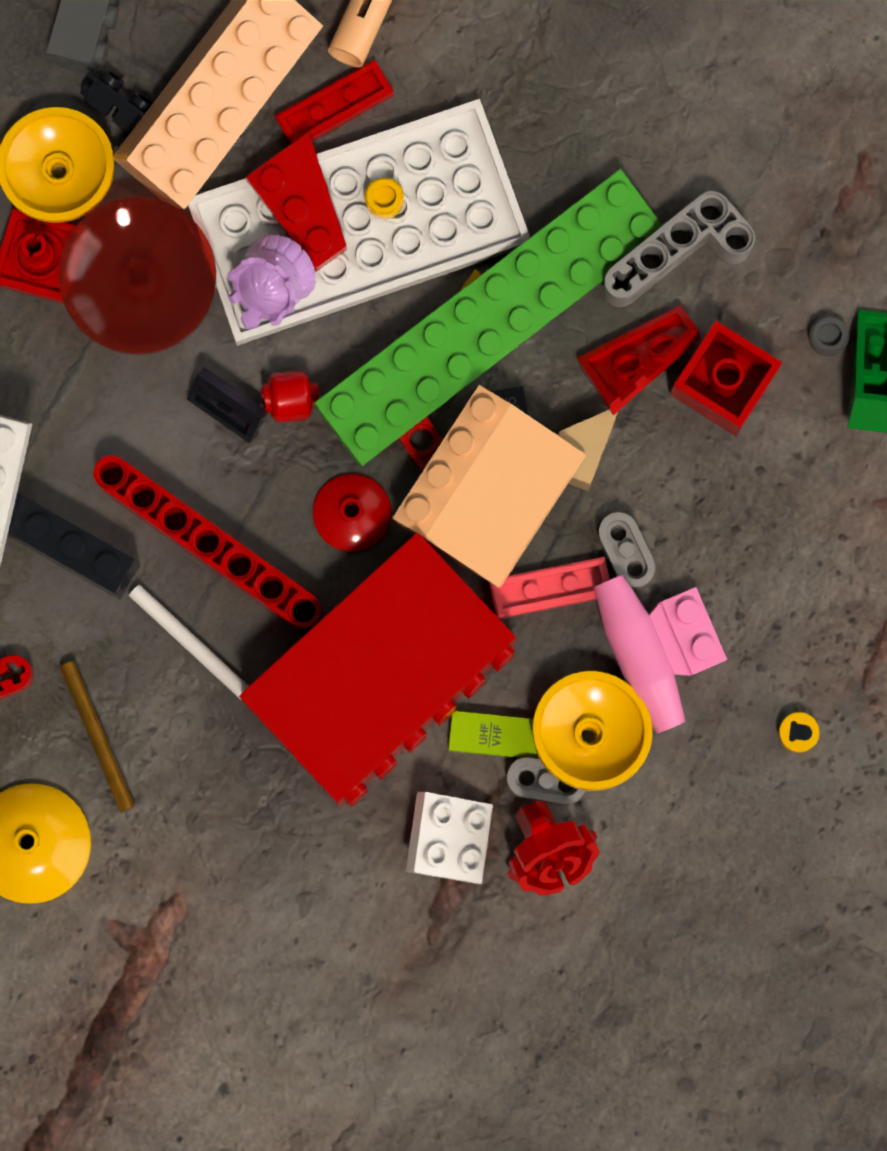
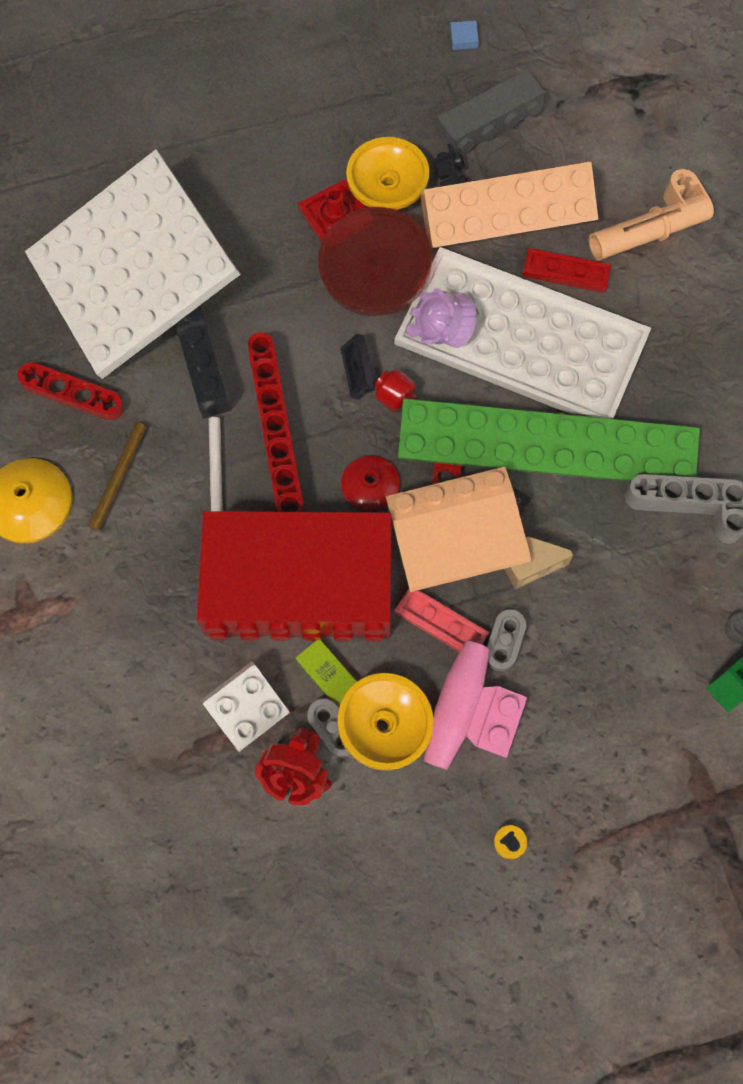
camera: 45 degrees right, 10 degrees down
(300, 202) = (499, 296): red wing -> none
(384, 198) = (547, 332): yellow tile -> none
(637, 357) = (614, 538): red wing -> none
(725, 378) = (656, 594): red brick -> none

